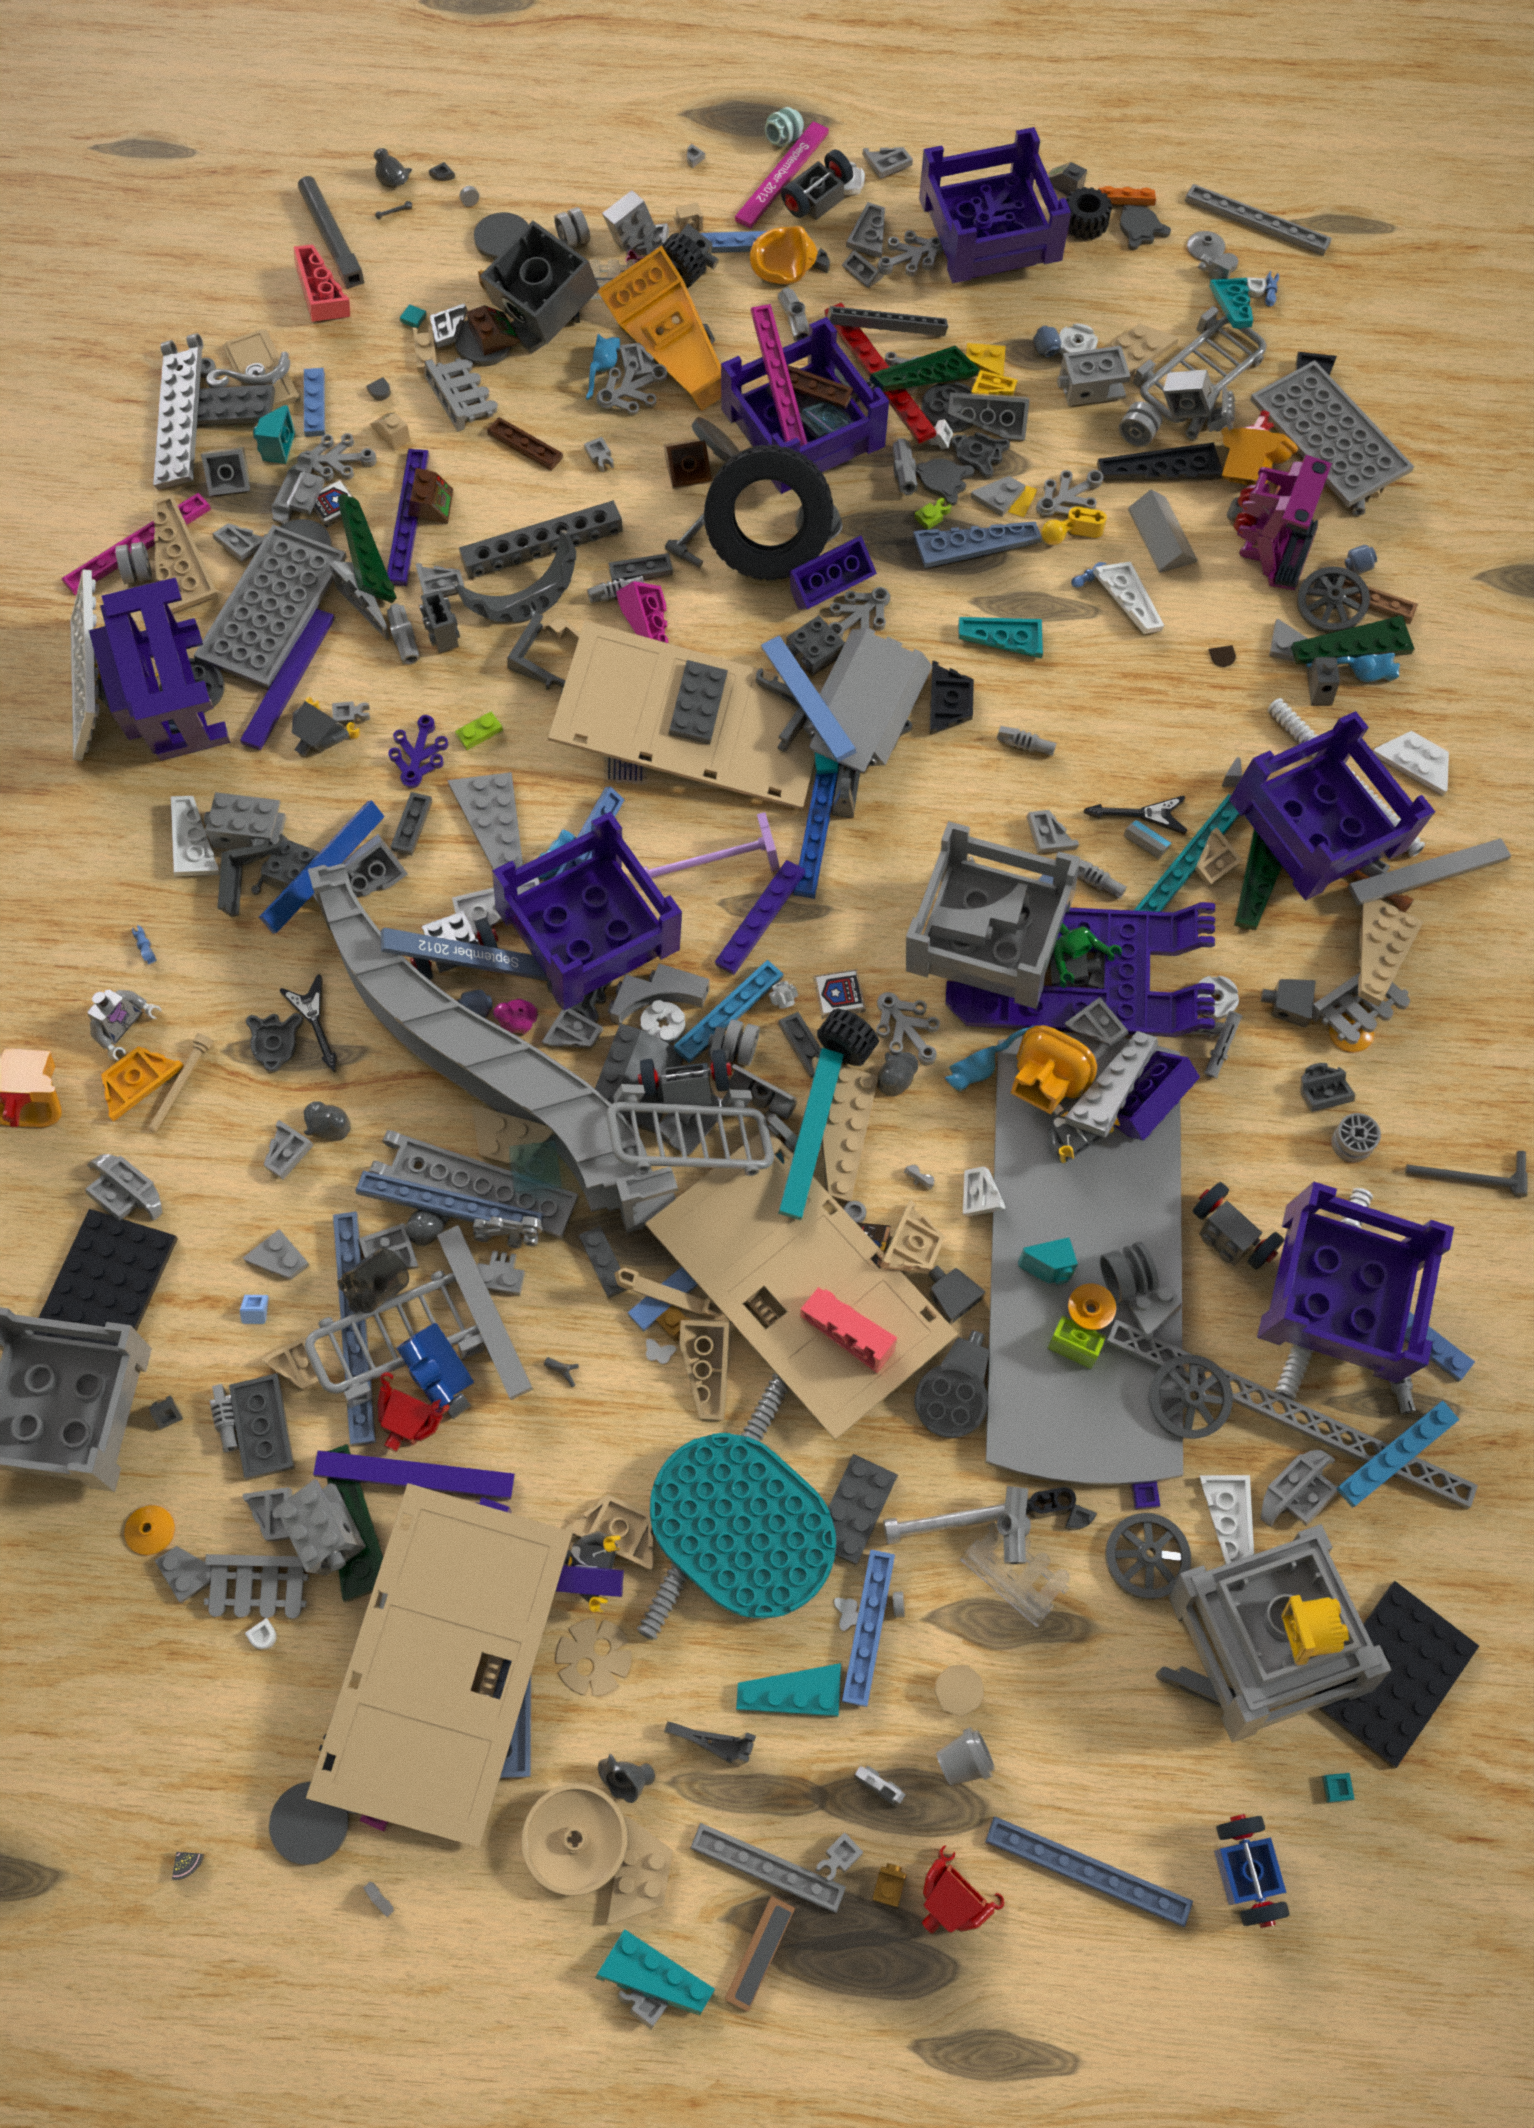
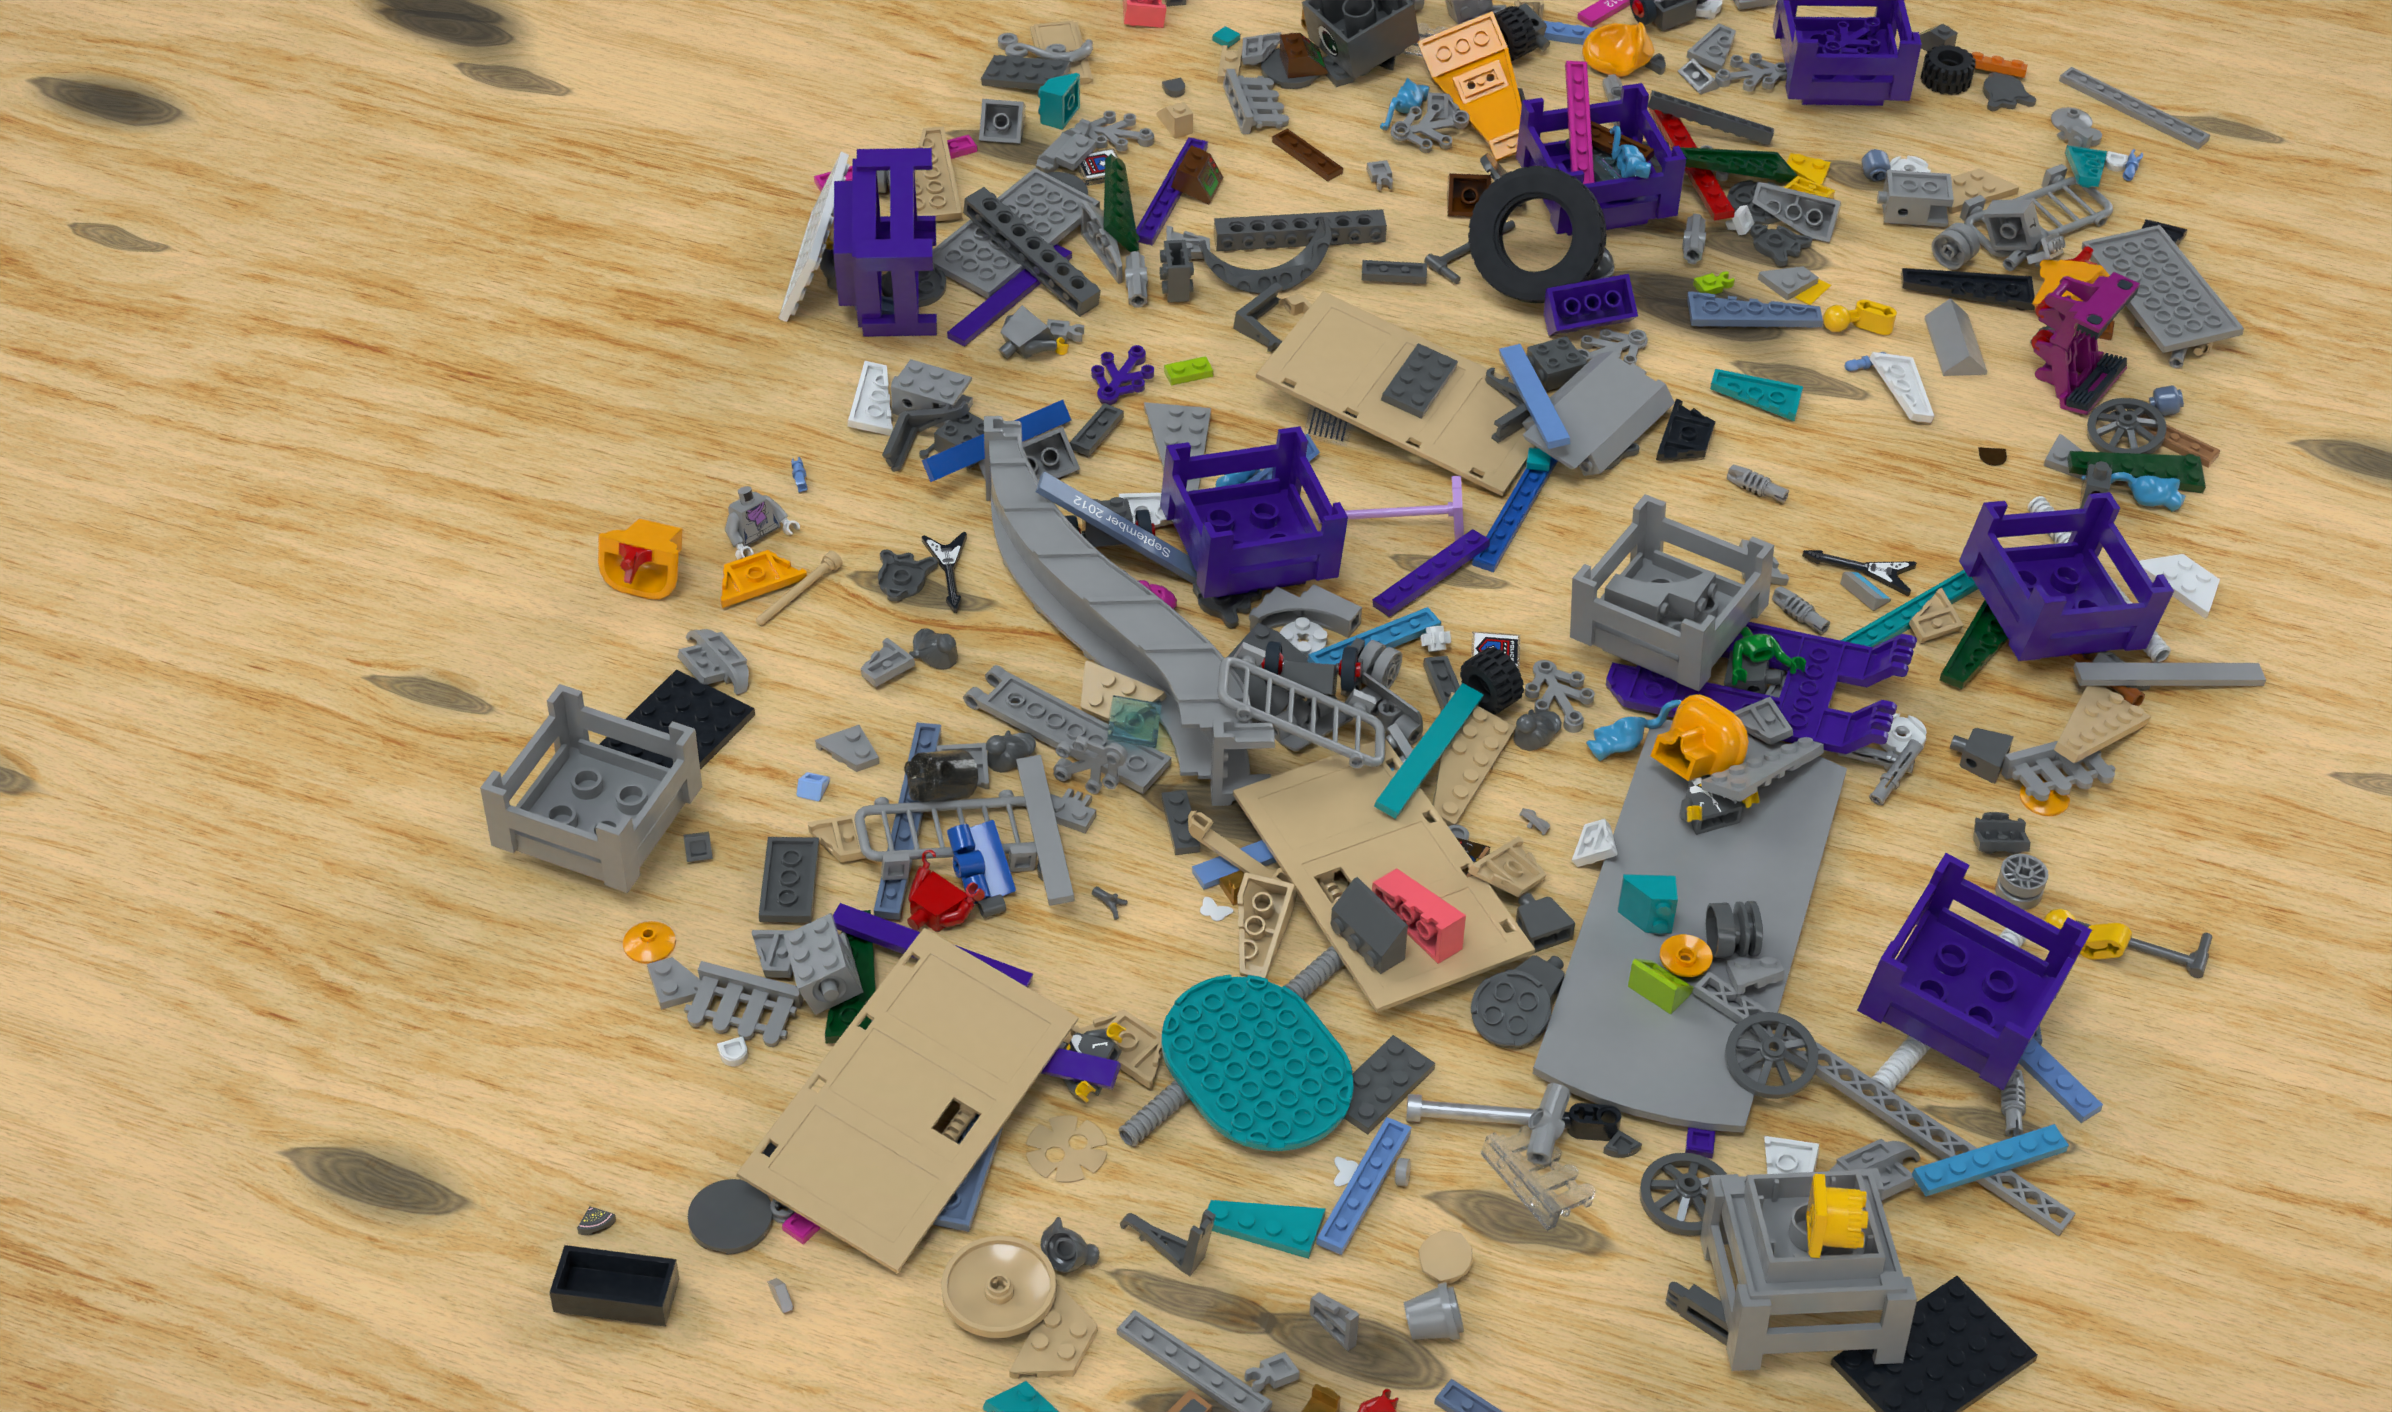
camera: 15 degrees right, 20 degrees down
(178, 413) = (969, 69): light grey hinge -> none
(224, 1418) = (753, 865): light grey hinge -> none
(224, 1941) = (614, 1285): none -> black piece
(236, 584) = (1032, 251): none -> dark grey brick
(238, 541) = (994, 177): light grey wing -> none
(314, 402) = (1106, 85): medium blue plate -> none
(437, 1200) = (1016, 725): sand blue tile -> none
(572, 1030) = (1213, 624): light grey wing -> none
(604, 591) = (1351, 283): light grey hinge -> none
(644, 609) = (1387, 299): dark pink wedge -> none
(809, 1360) = (1370, 926): none -> dark grey slope
(835, 408) = (1628, 157): none -> dark azure animal
(846, 792) = (1553, 486): dark grey hinge -> none
(944, 478) = (1734, 257): dark grey tile -> none
(1047, 506) = (1838, 296): light grey plant -> none
(1155, 1093) = (1806, 792): dark purple slope -> none
(1232, 1232) = (1855, 924): dark grey brick -> none
(1430, 1184) = (2104, 940): none -> yellow beam

